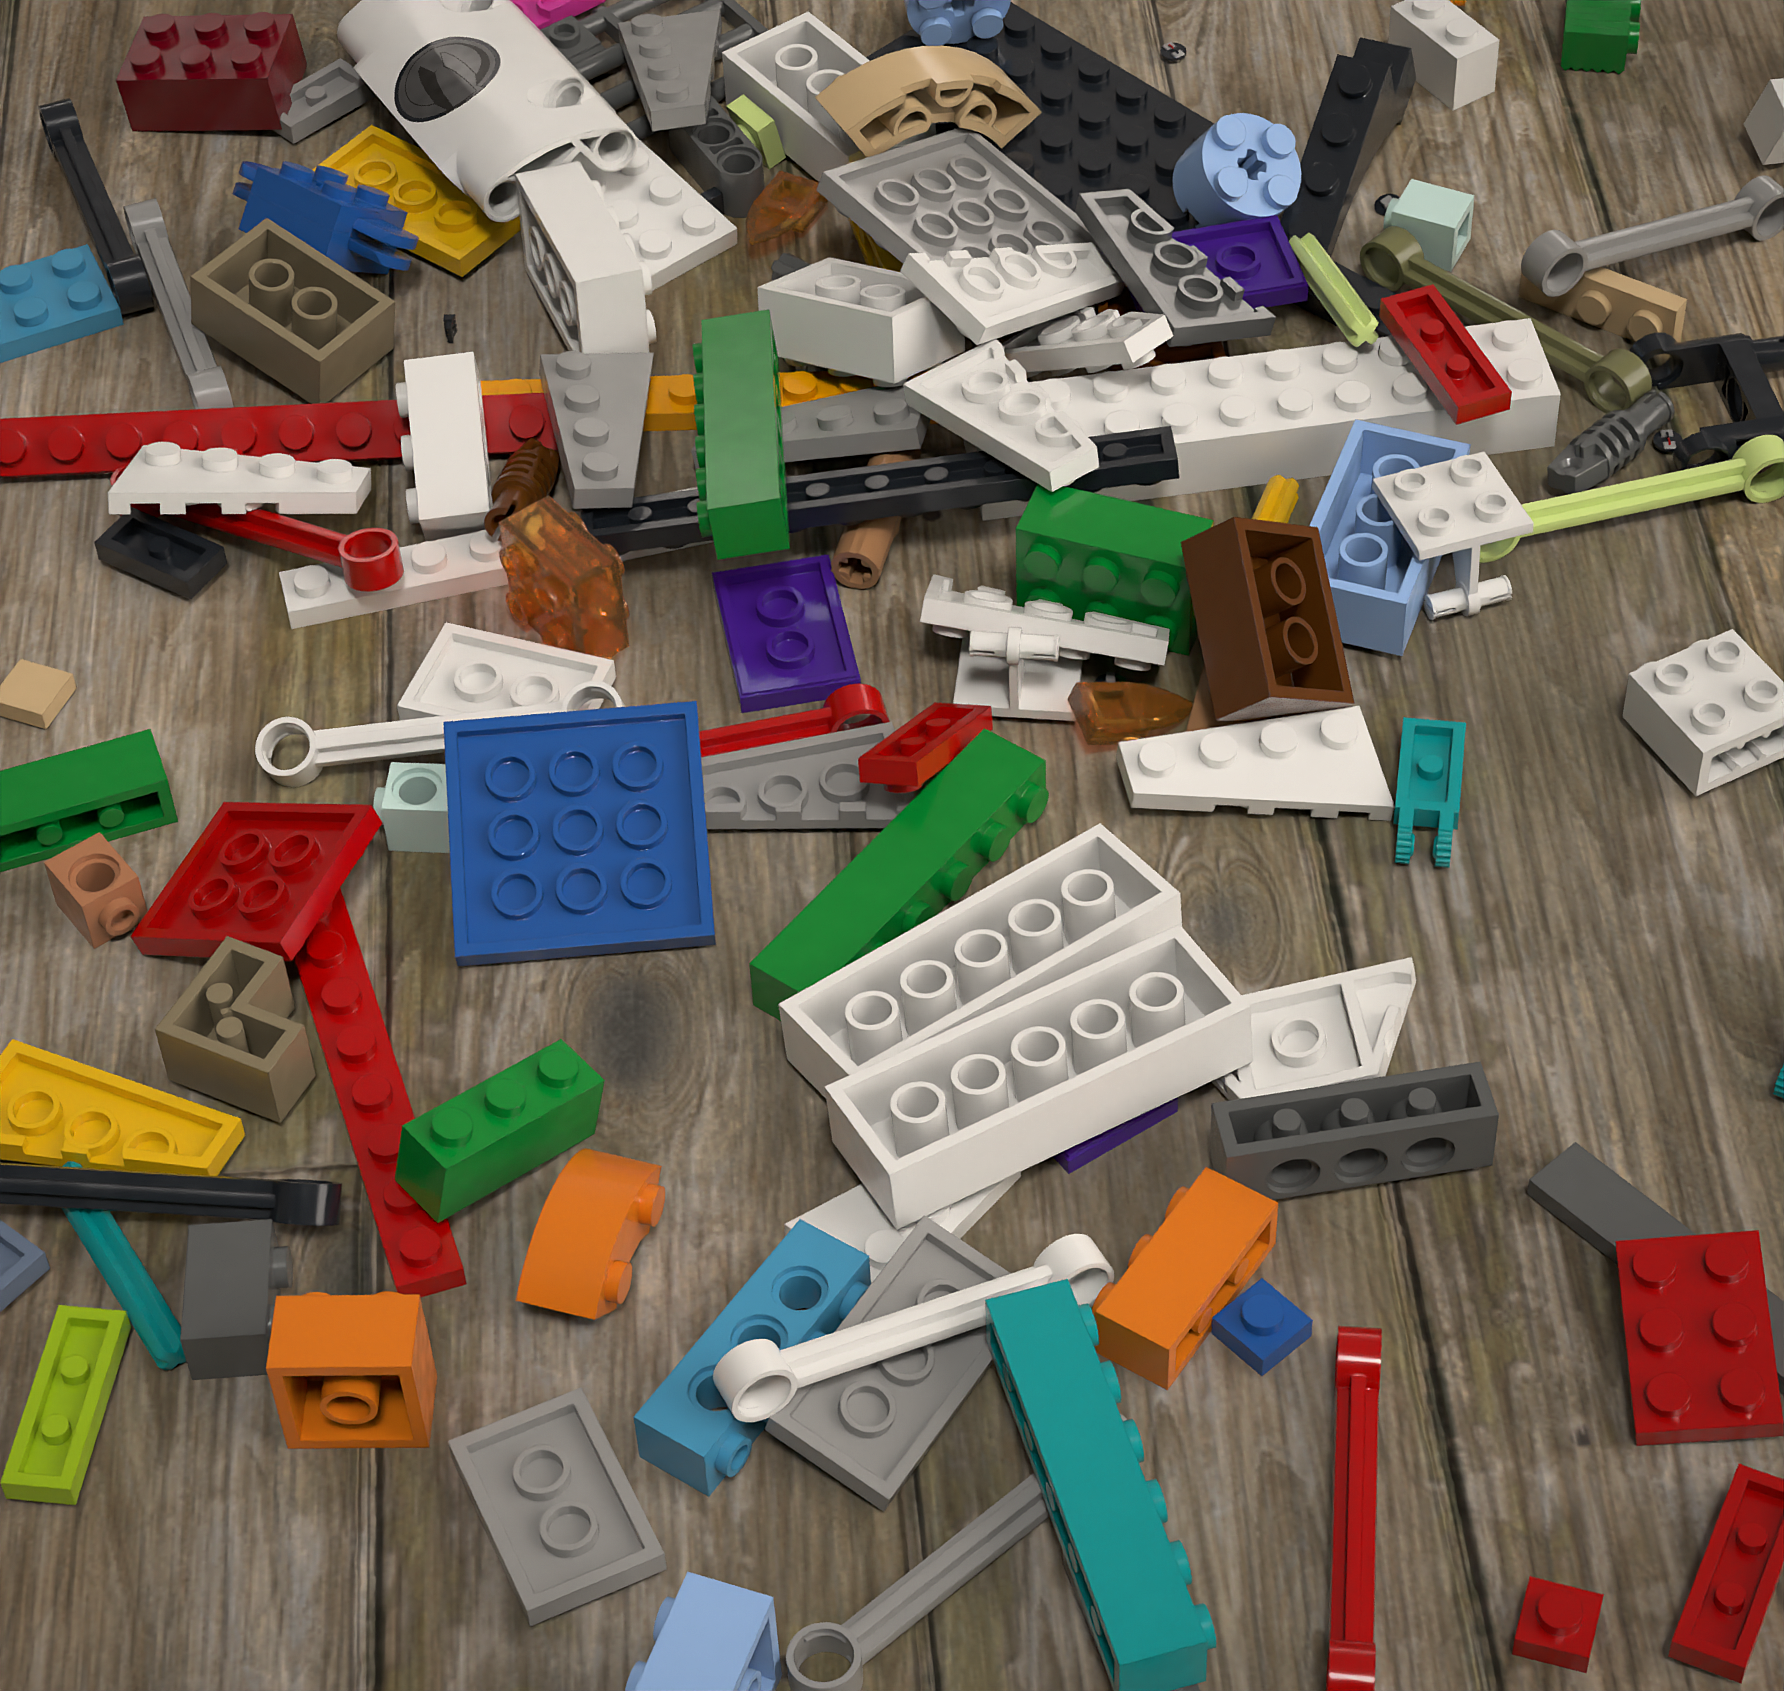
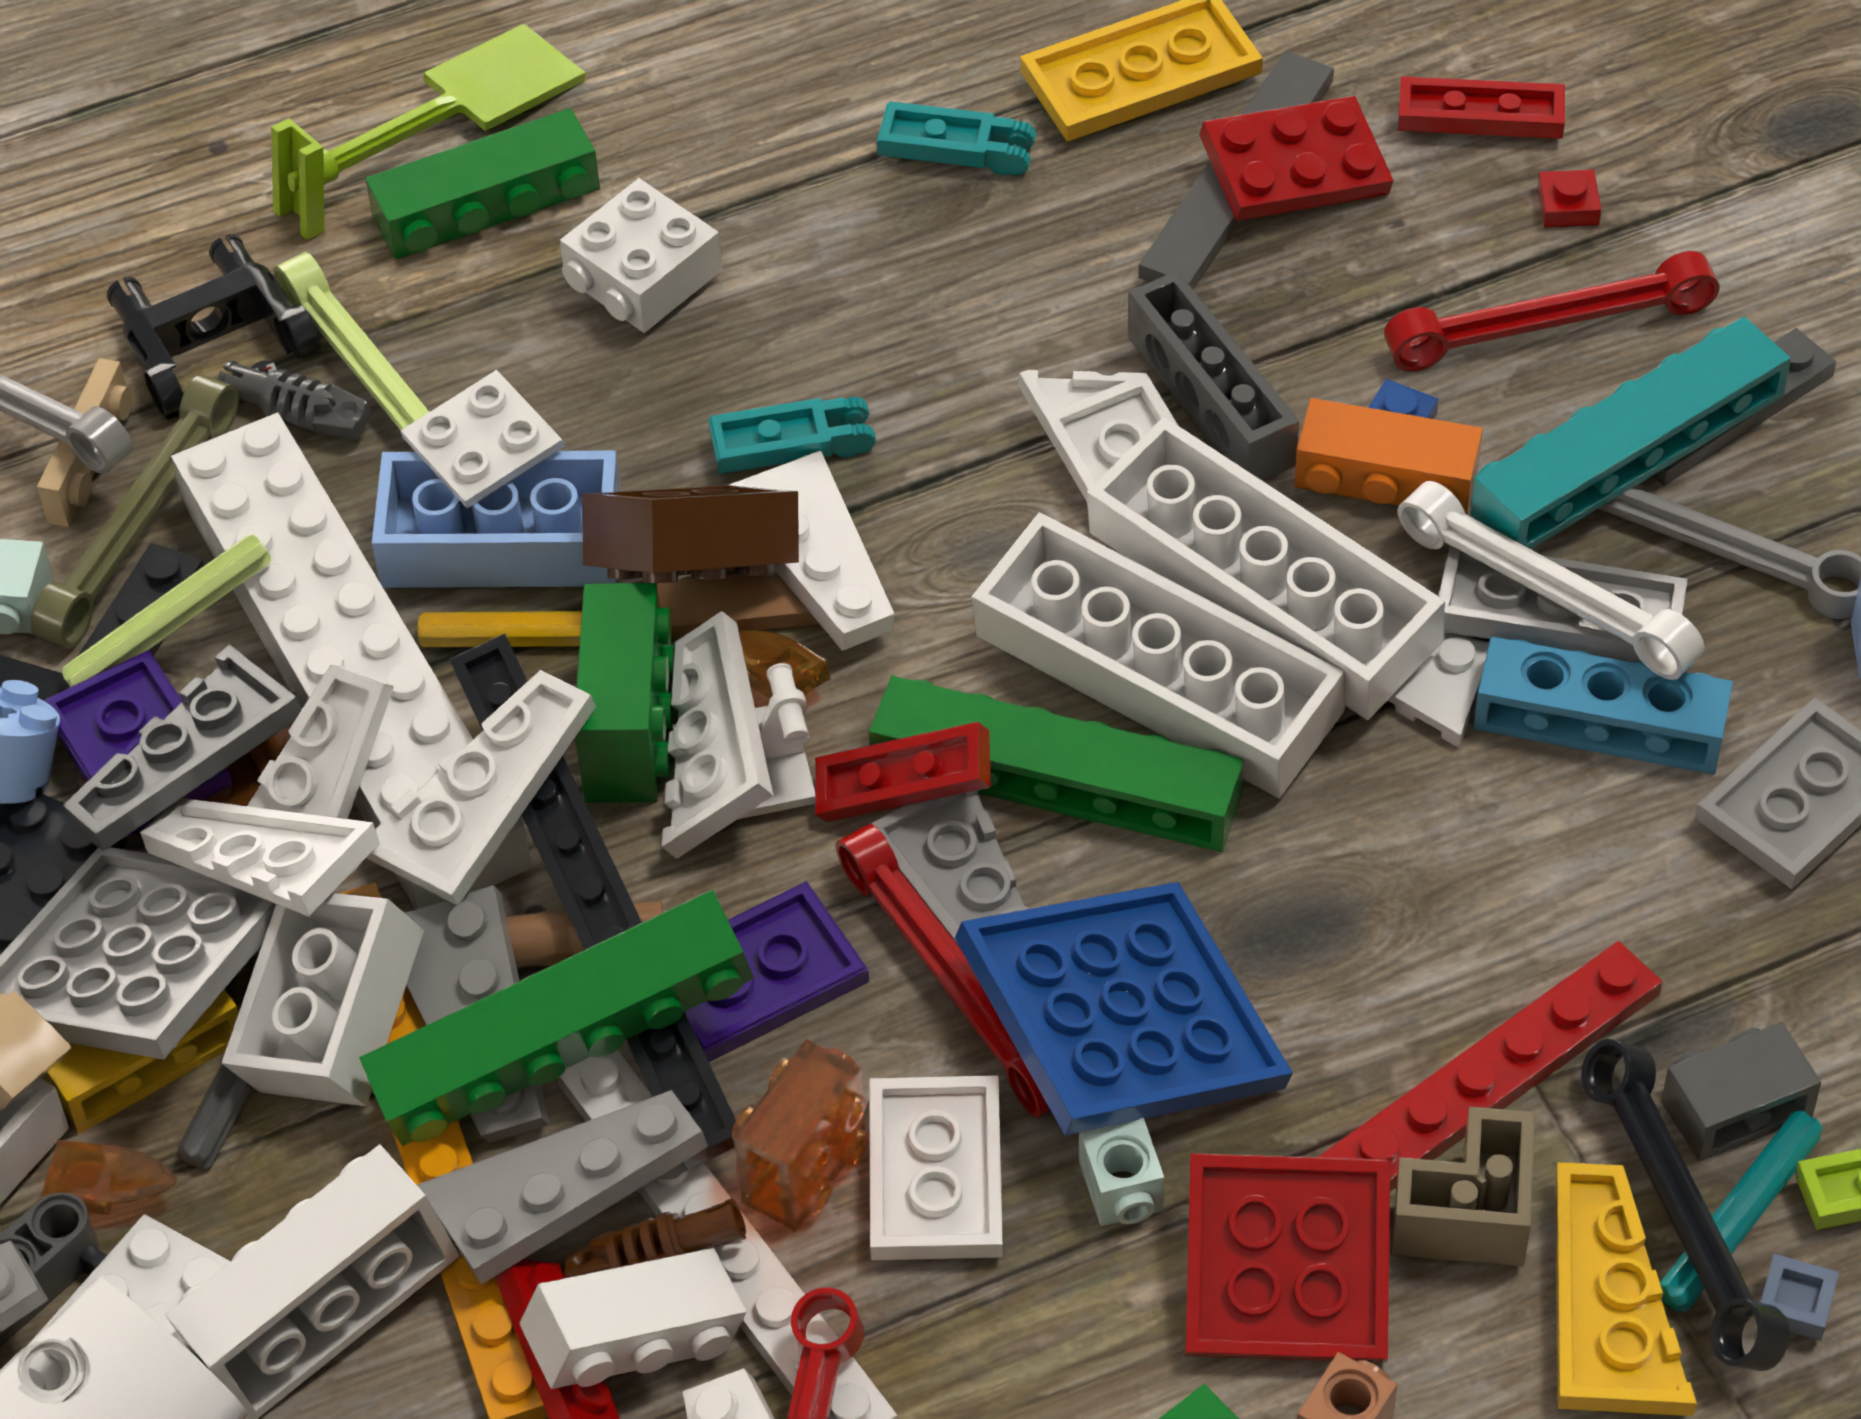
camera: 110 degrees left, 5 degrees up
(352, 1371) = (1783, 942): orange brick -> none
(394, 738) = (1035, 1184): white piece -> none
(498, 1130) = (1489, 938): green brick -> none
(590, 1233) = (1550, 847): orange brick -> none
(1445, 354) = (277, 479): red plate -> none

